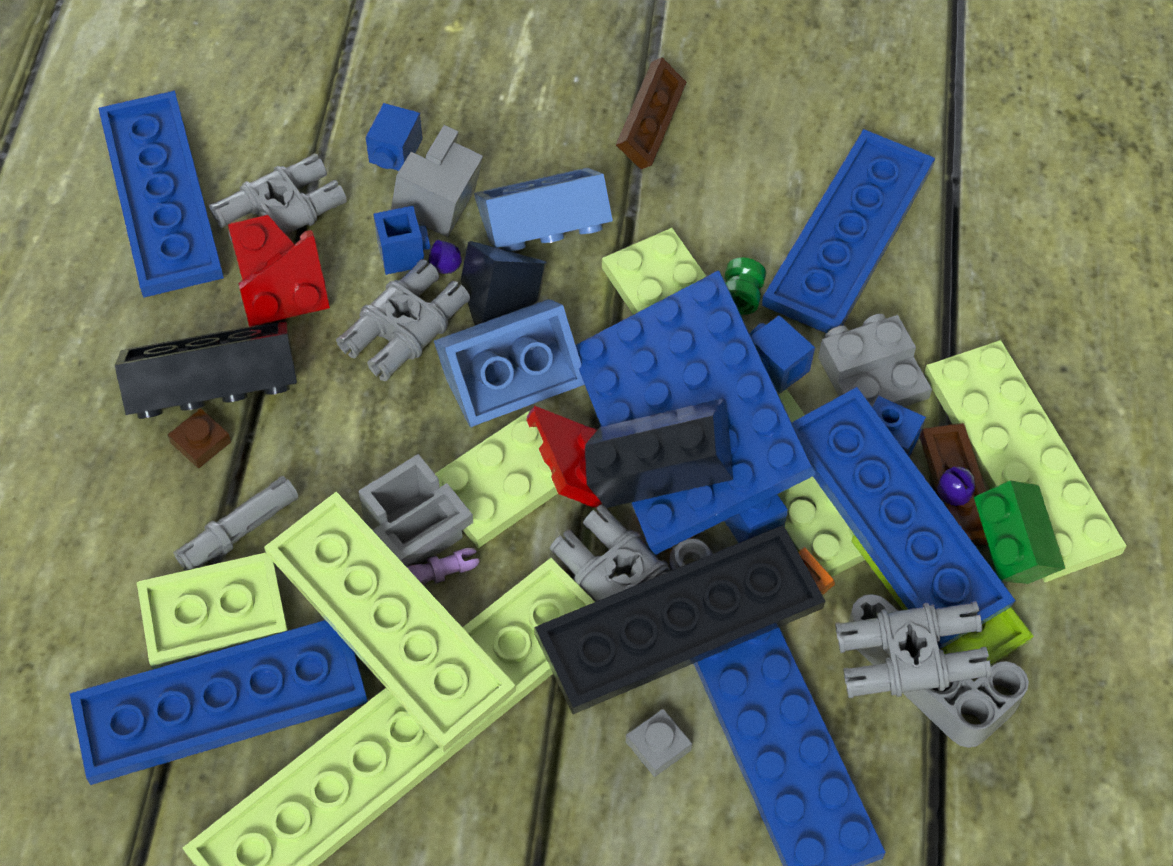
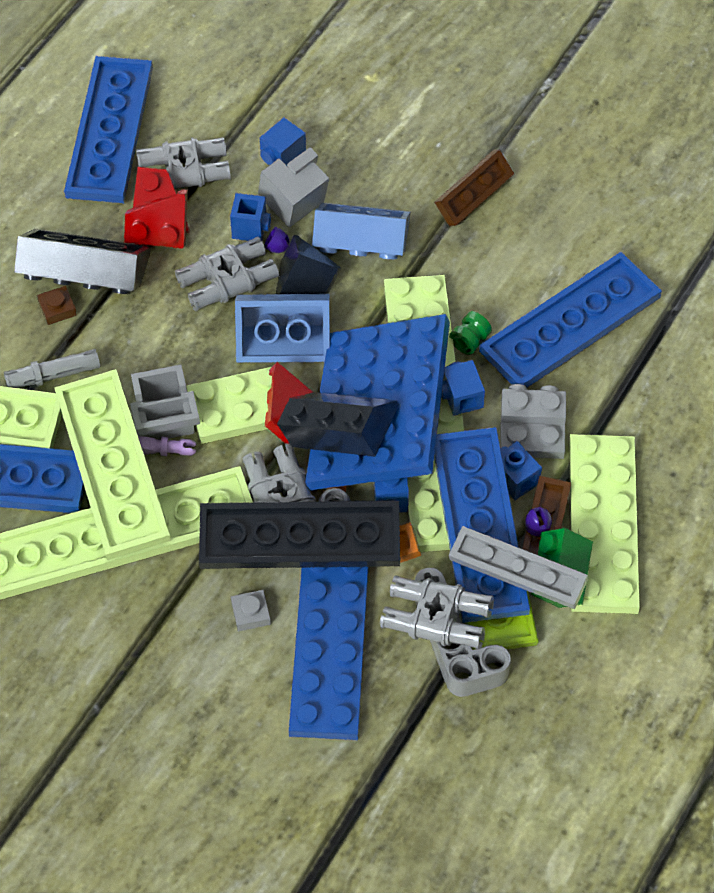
camera: 25 degrees right, 0 degrees up
(985, 552) = (518, 567): none -> light grey plate

